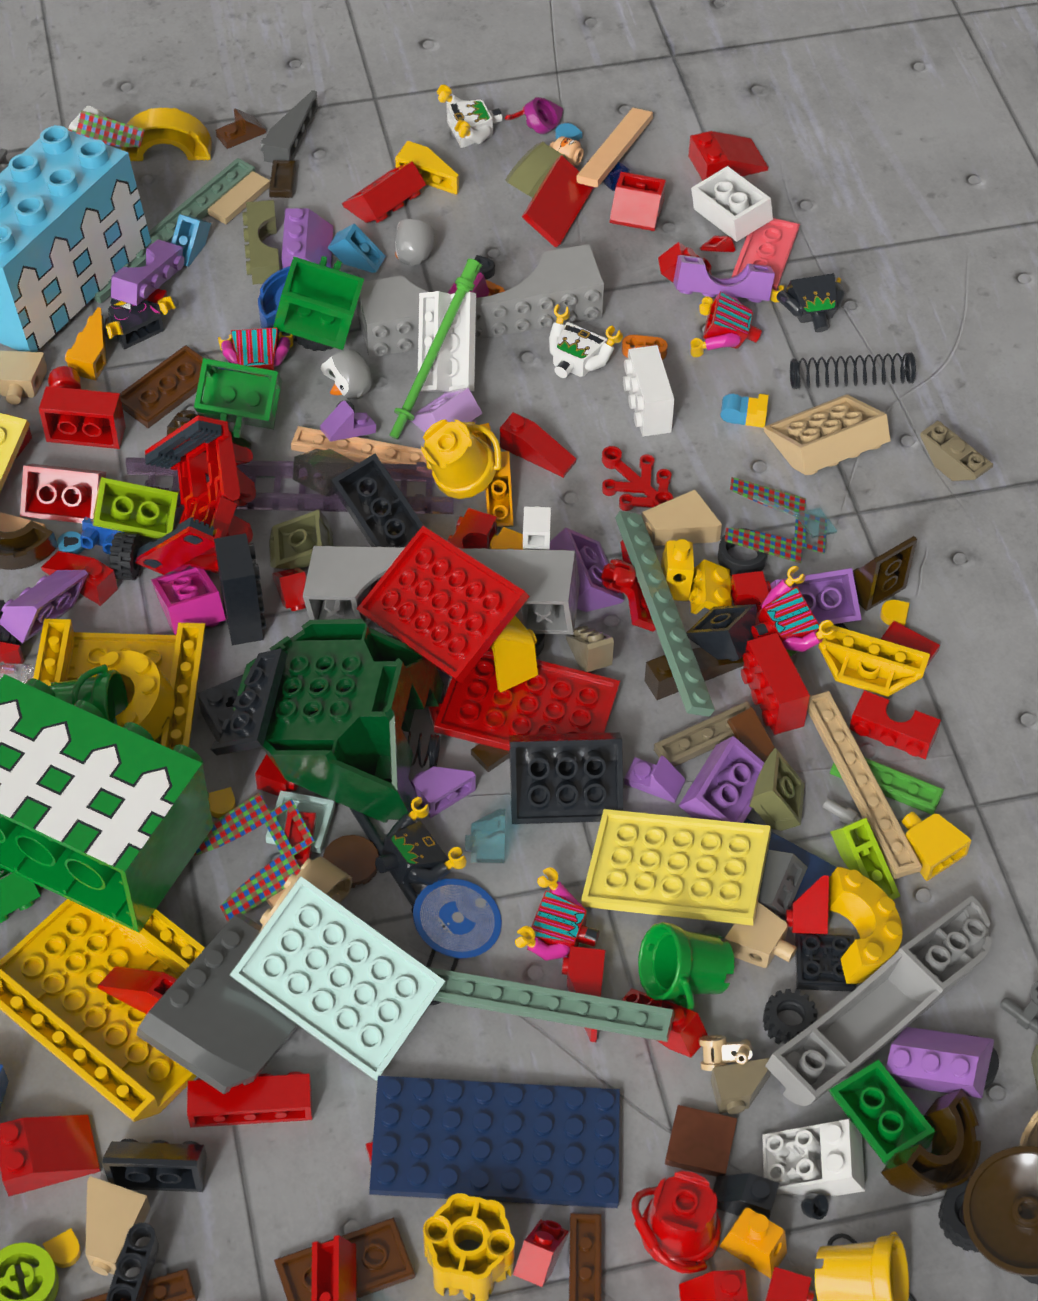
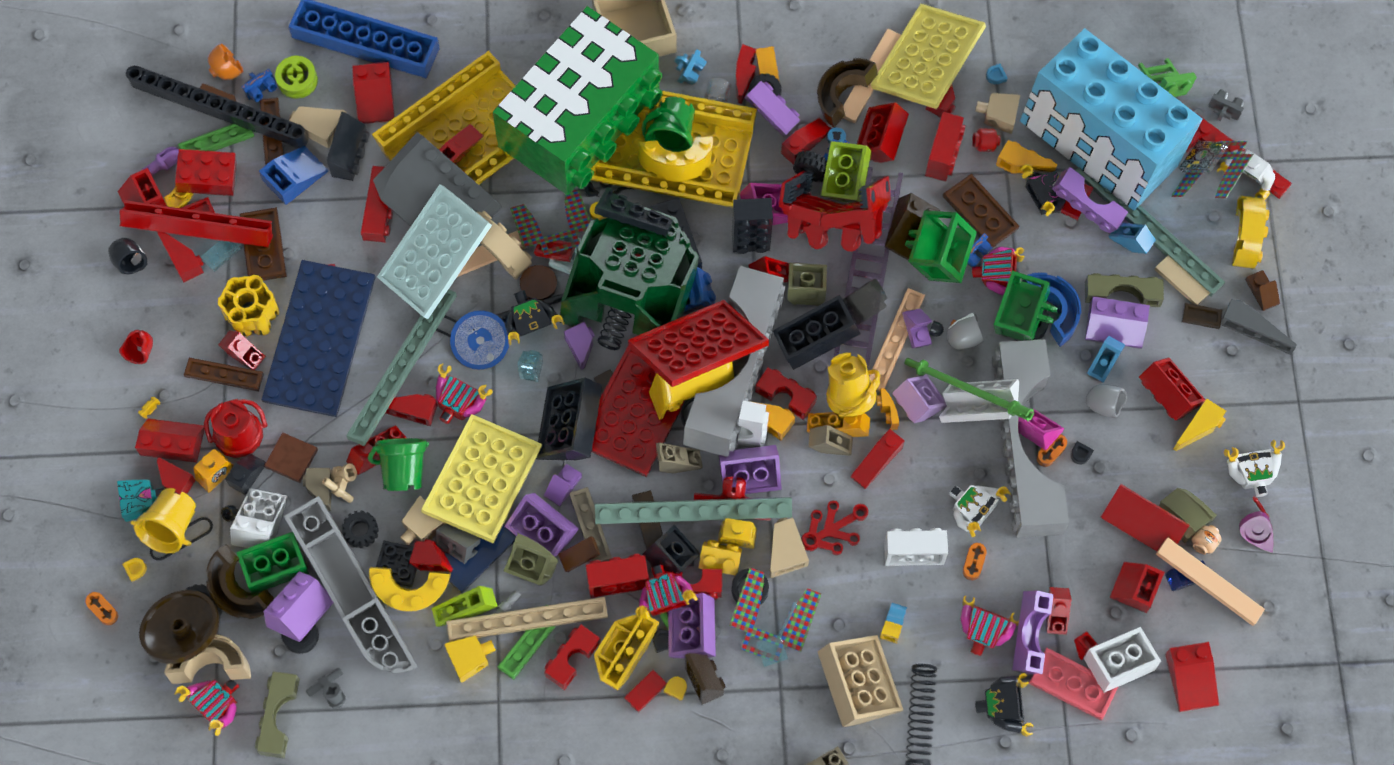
camera: 100 degrees right, 15 degrees up
(63, 1249) = (312, 99): yellow tile -> none
(212, 1243) = (292, 173): none -> blue slope
(524, 494) = (830, 441): none -> dark tan slope
(568, 130) = (1237, 548): dark azure tile -> none

